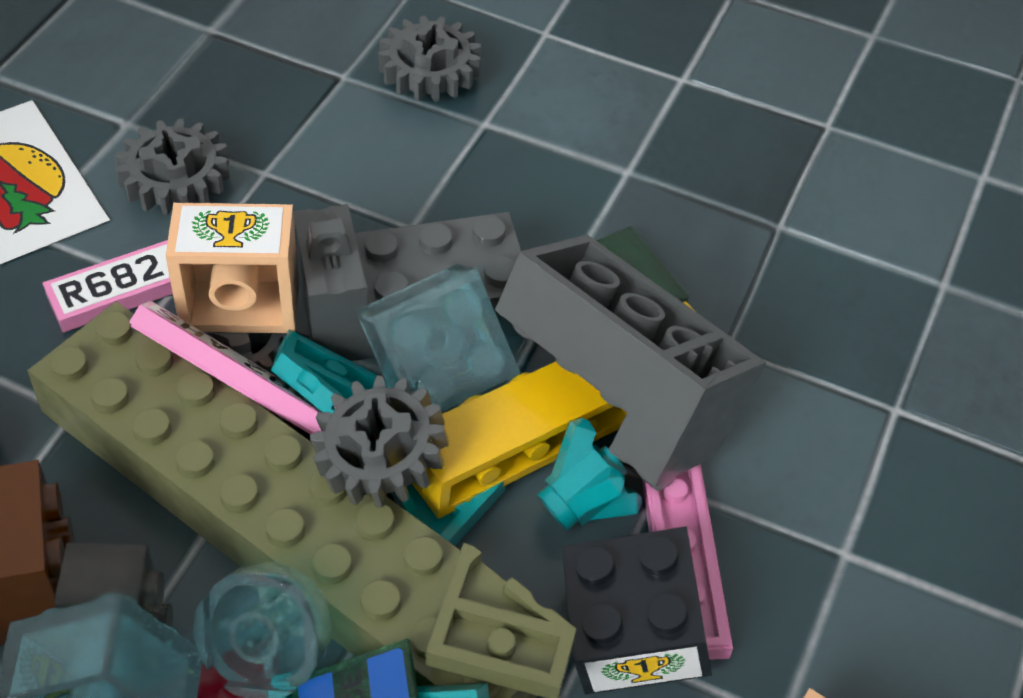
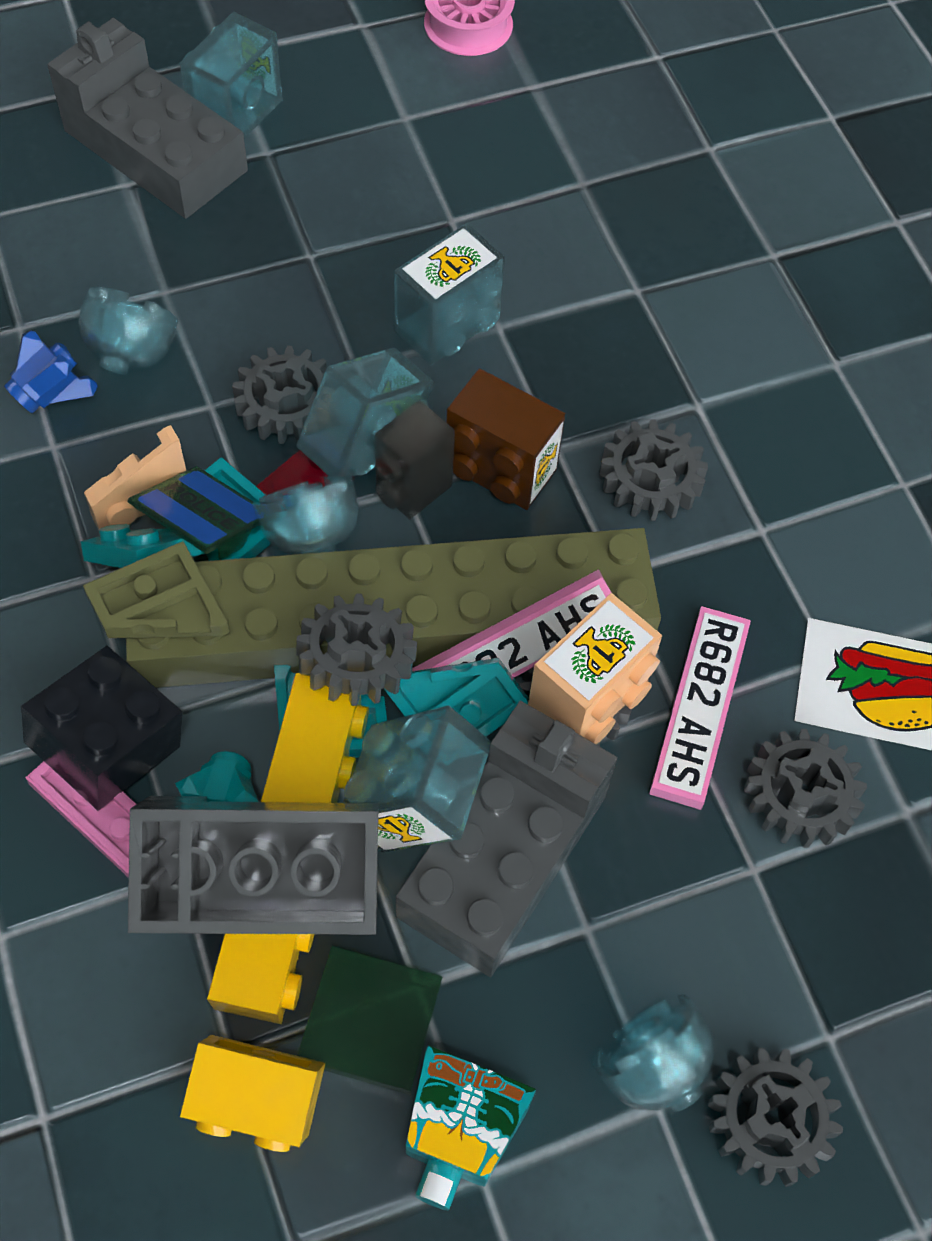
camera: 135 degrees right, 10 degrees up
(461, 120) = (659, 1057): none -> clear light blue cylinder
(615, 183) = (461, 1124): none -> torso
(737, 288) = (252, 1092): none -> yellow brick

